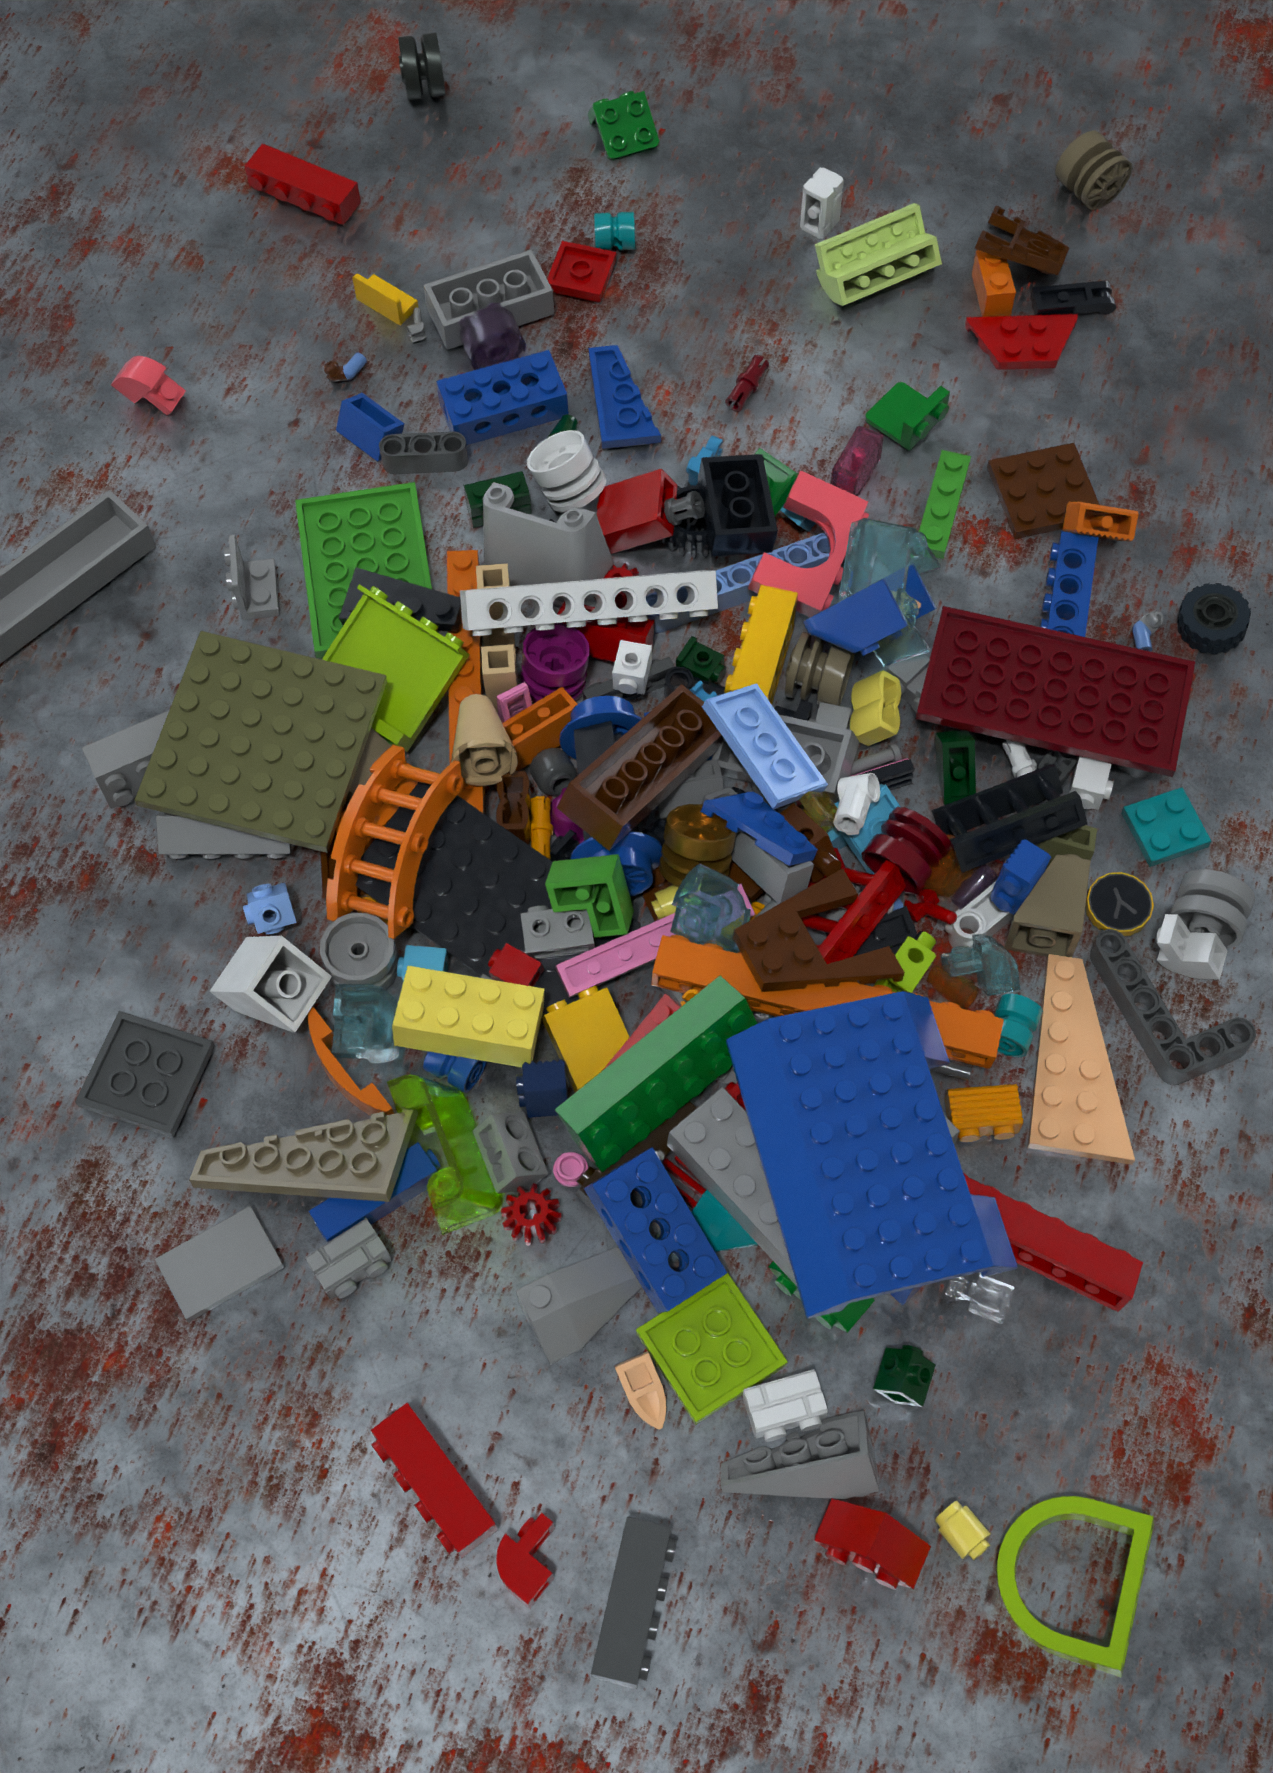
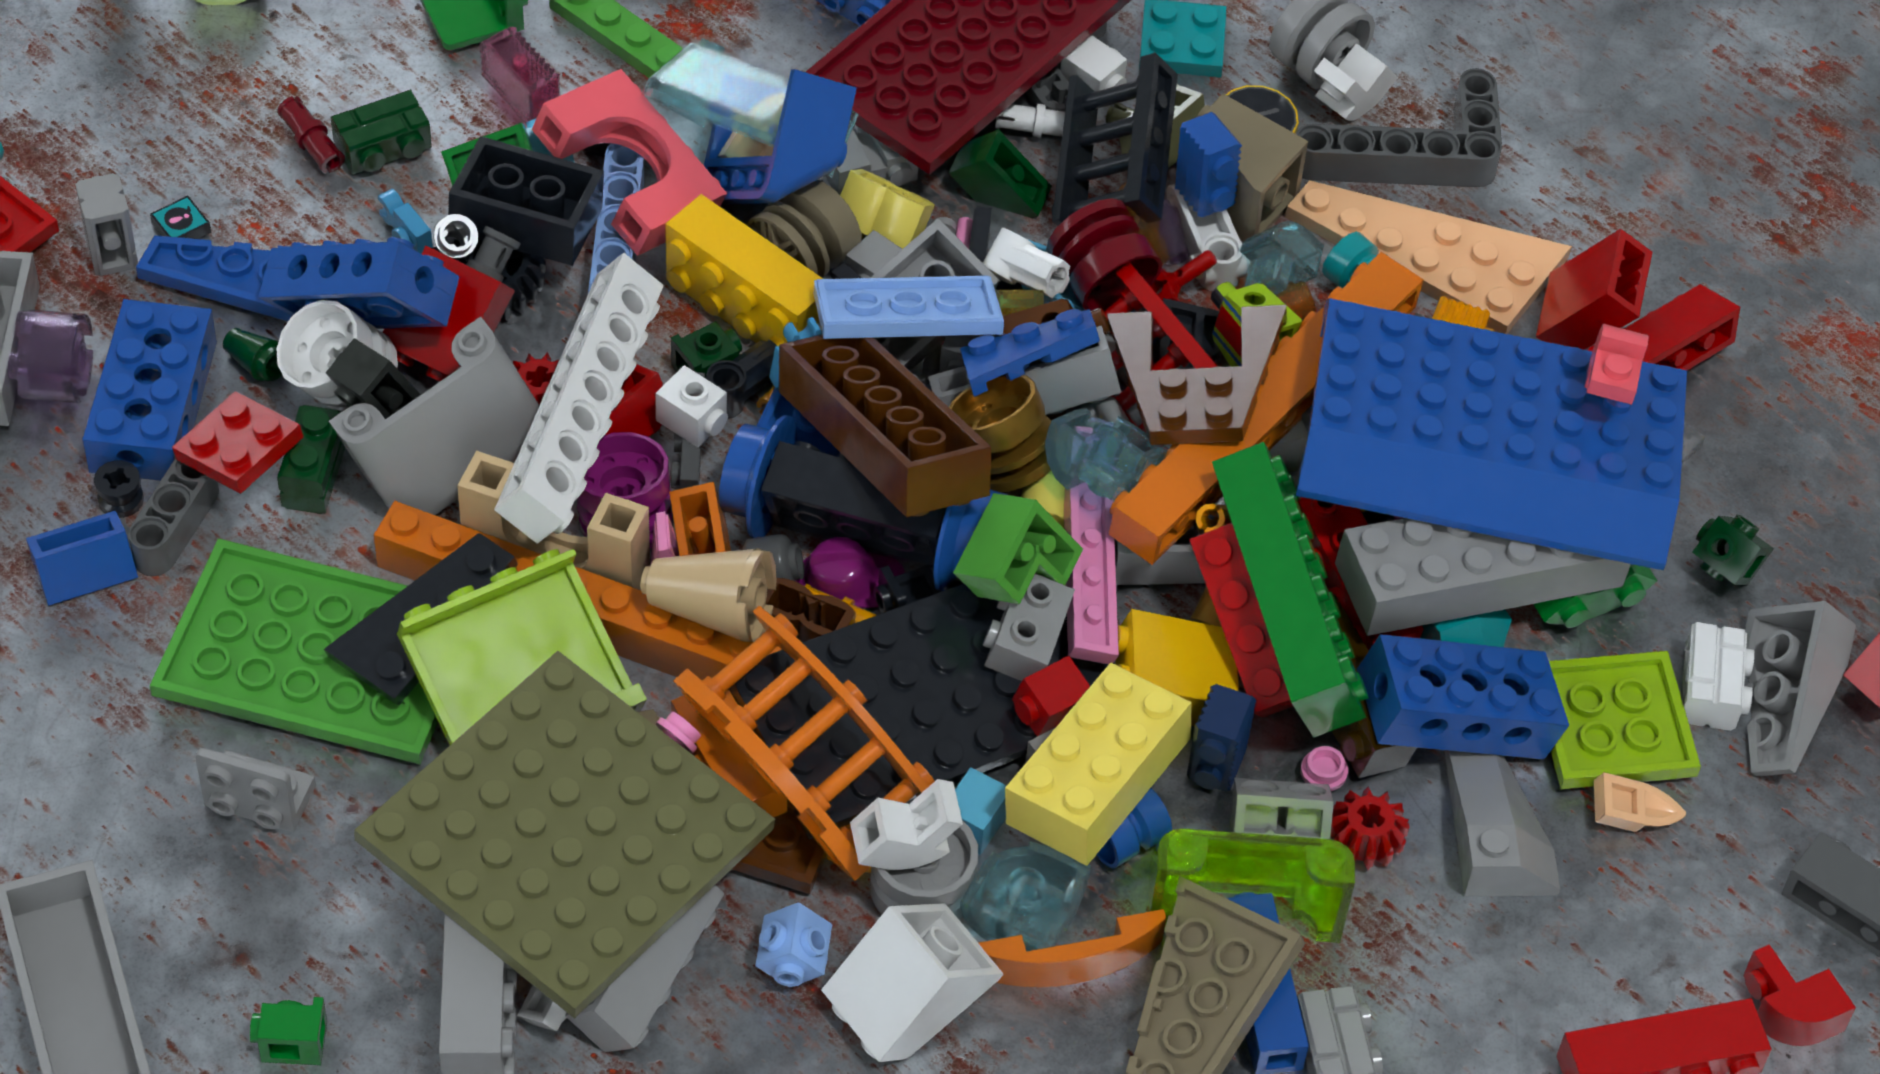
camera: 70 degrees left, 10 degrees down
(99, 680) = (290, 1032): none -> green brick
(351, 923) = (905, 834): none -> white brick
(362, 766) = (680, 731): none -> bright pink plate
(421, 415) = (127, 496): none -> black wheel
(472, 452) = (237, 442): none -> red plate
(538, 490) = (370, 379): none -> pearl dark grey brick
(603, 315) = (107, 224): none -> light grey brick
(611, 451) = (376, 280): none -> blue brick
(642, 355) = (181, 220): none -> tile
(679, 480) = (457, 227): none -> cone
(769, 416) = (381, 132): none -> dark green brick
(934, 1202) = (1616, 364): none -> coral brick
(1077, 1187) = (1593, 290): none -> red brick

